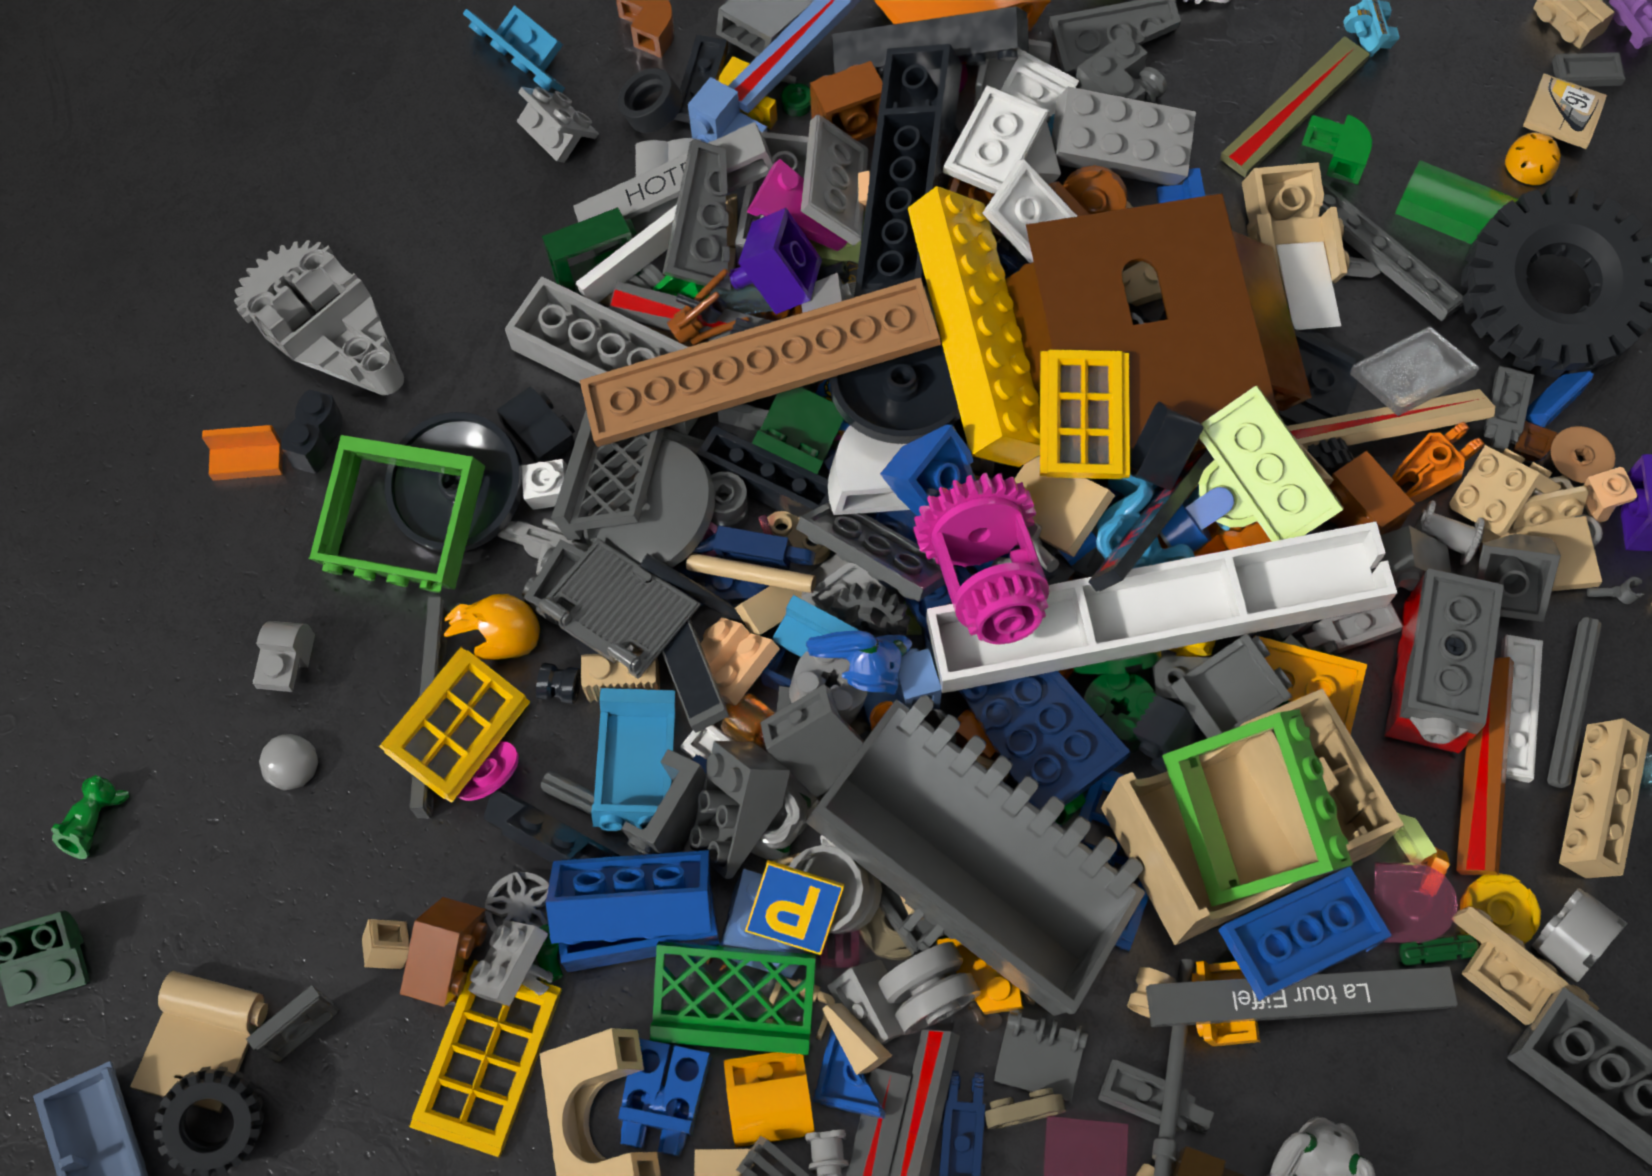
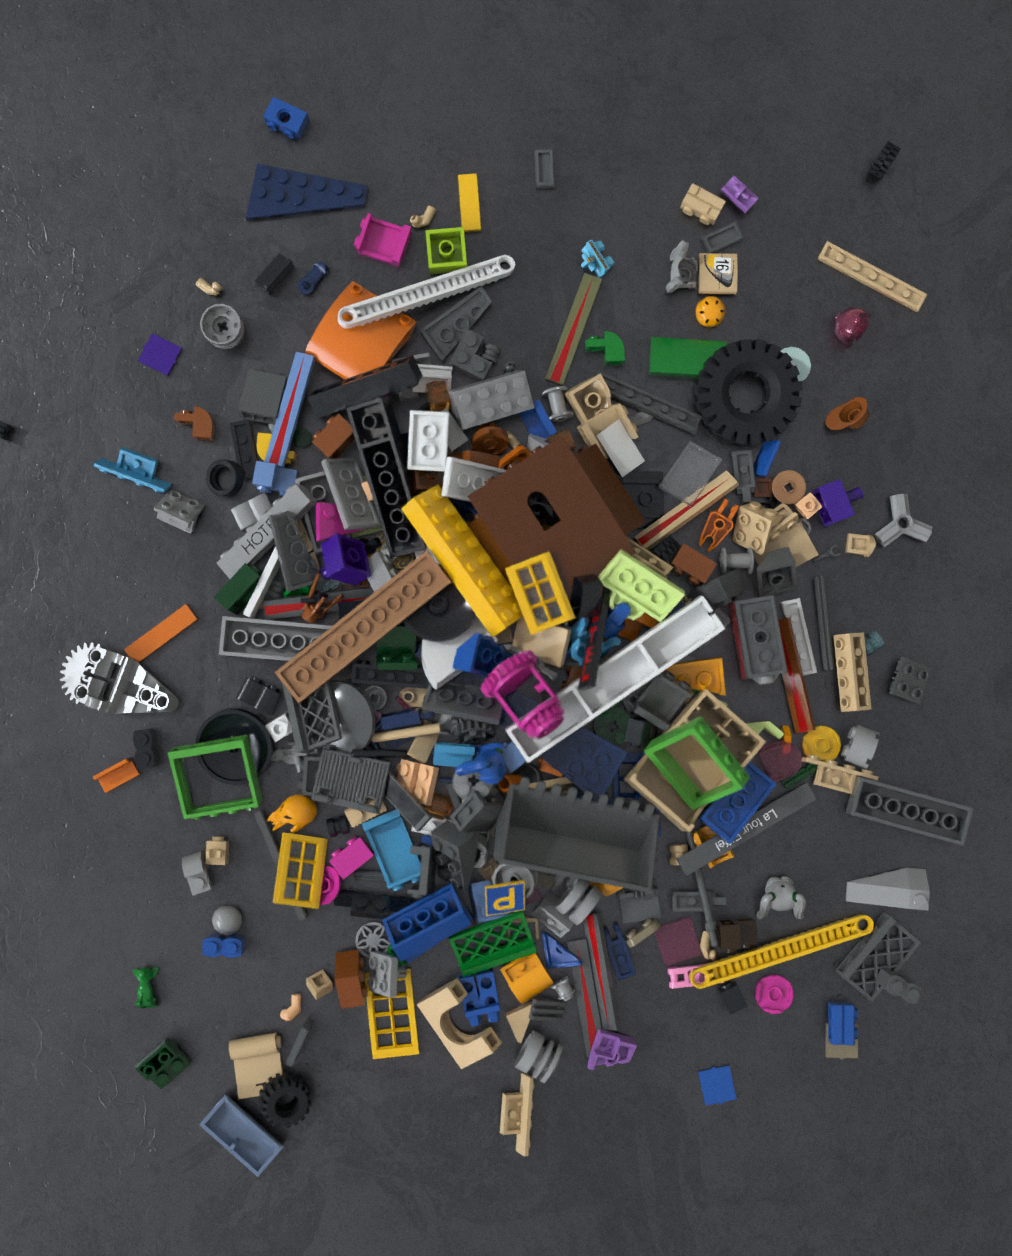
camera: 30 degrees left, 20 degrees up
(258, 798) = (218, 944): none -> blue brick
(316, 969) = (293, 1010): none -> light nougat arm
(334, 638) = (217, 851): none -> tan brick
(434, 281) = (161, 634): none -> orange tile
(555, 744) = (351, 857): none -> dark pink brick
(858, 1043) = (555, 935): tan piece -> none
(1041, 93) = (437, 396): none -> clear orange brick
(1227, 176) = (557, 403): none -> light grey hose
(1508, 84) = (682, 266): none -> light grey hair

